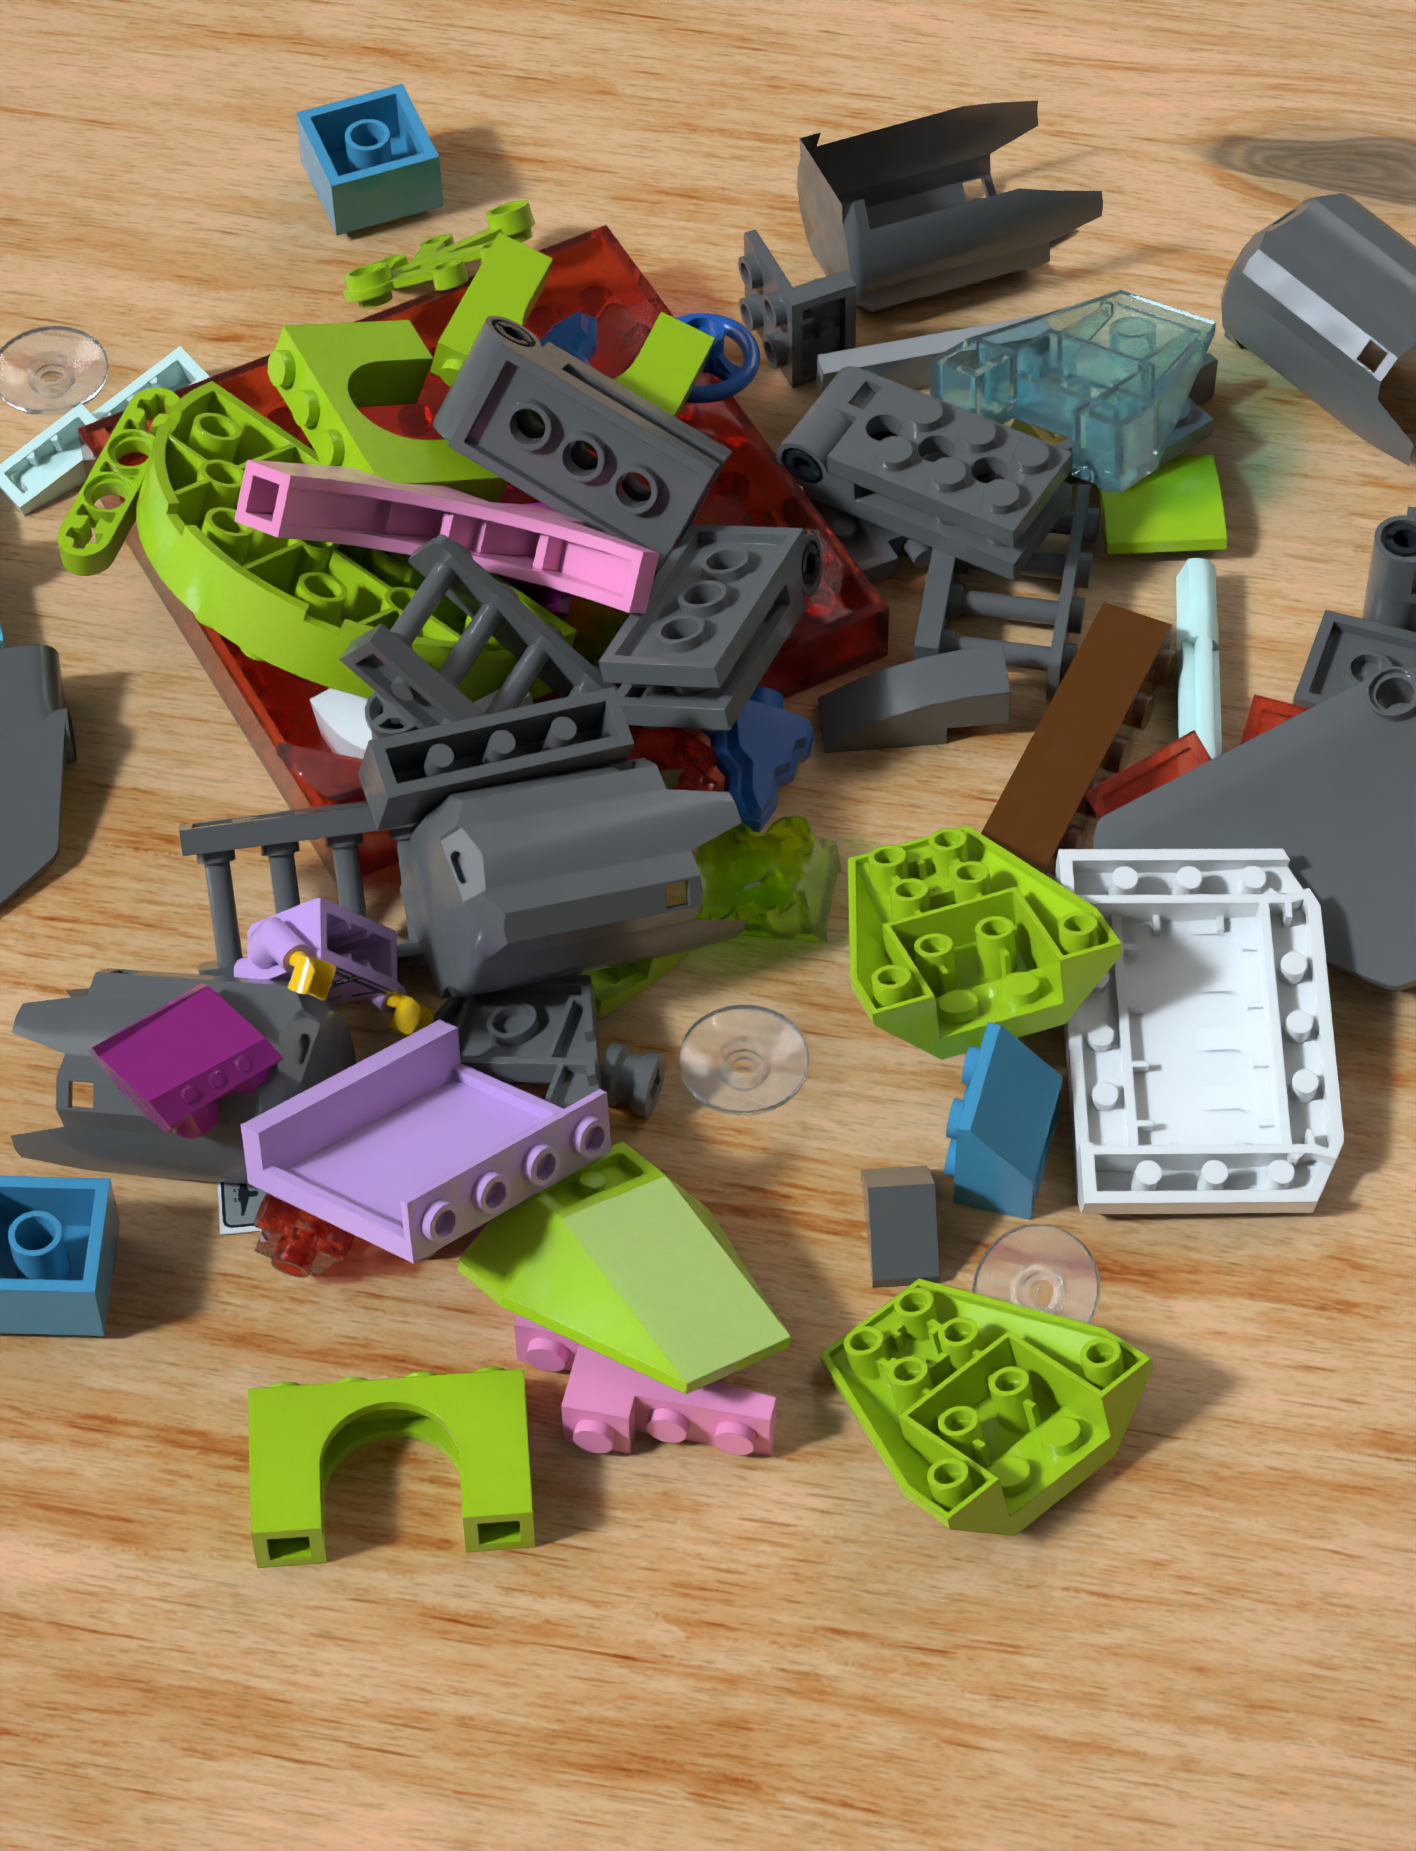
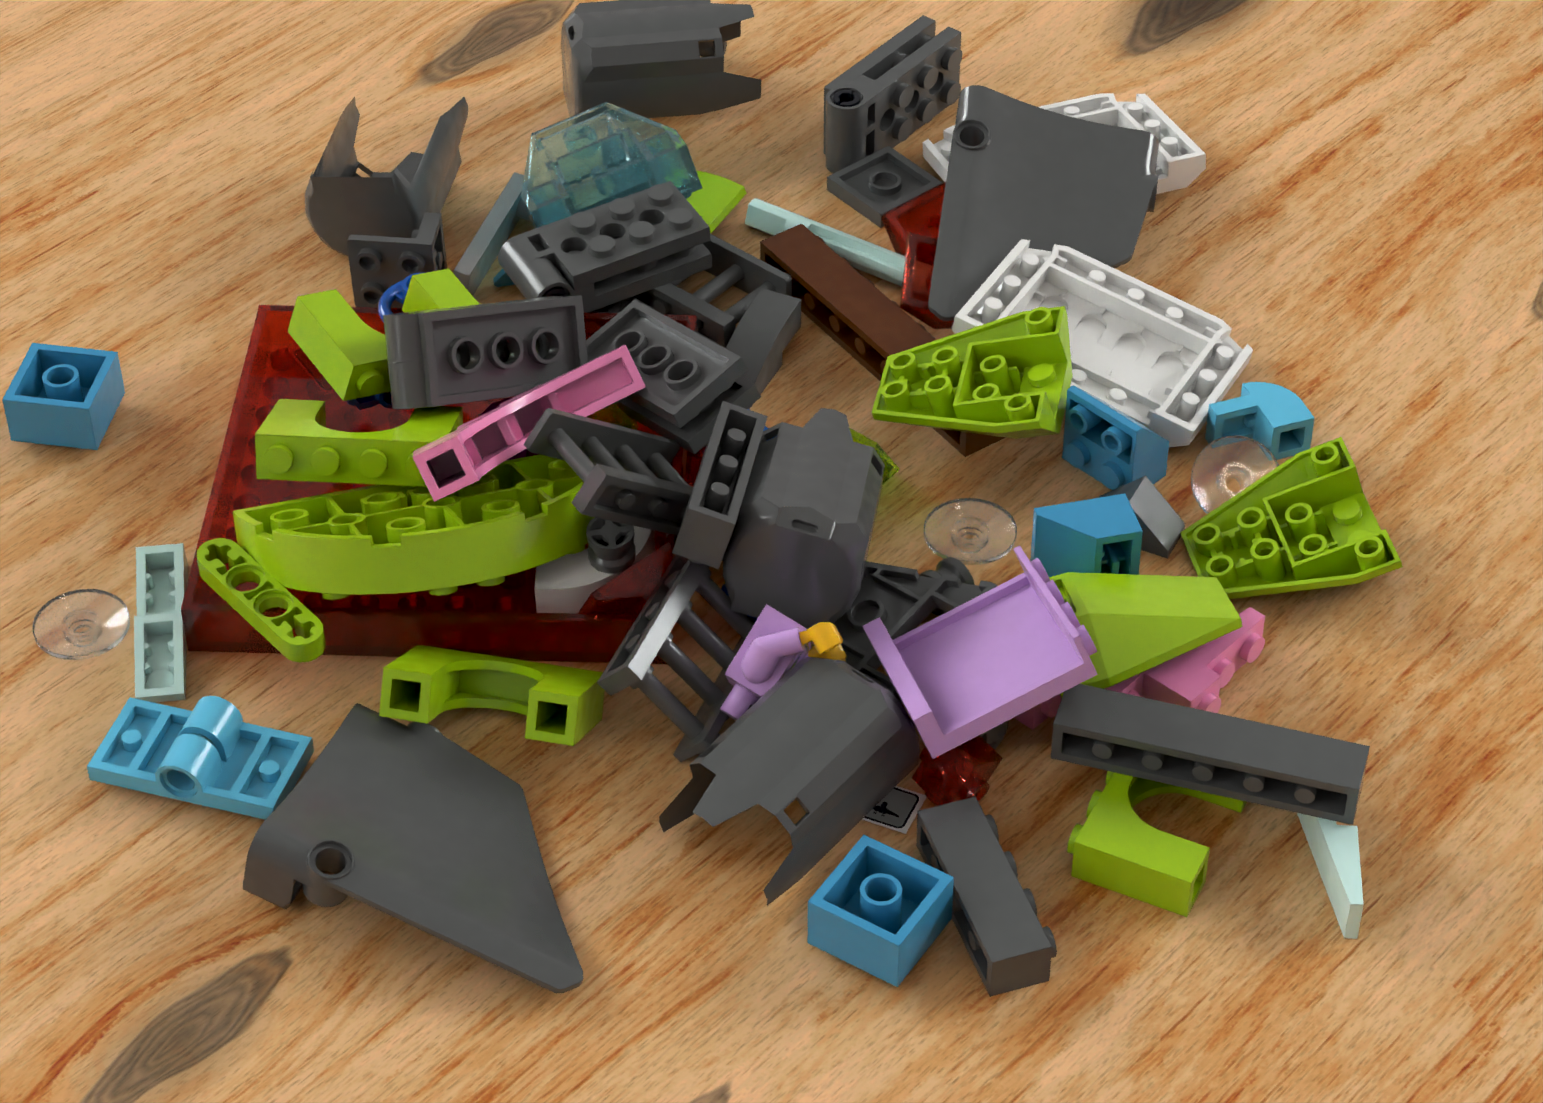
camera: 60 degrees left, 10 degrees down
(140, 1346) = (988, 902): none -> dark grey brick
(160, 704) = (556, 699): none -> lime arch
(187, 1060) = (837, 728): magenta slope -> none
(421, 1675) = (1338, 862): none -> light aqua slope
(438, 258) = (196, 411): lime plant -> none
(452, 1457) = (1210, 752): none -> dark grey brick
(771, 1190) = (1088, 537): none -> dark azure slope
(1193, 1269) = (1266, 415): none -> medium azure brick

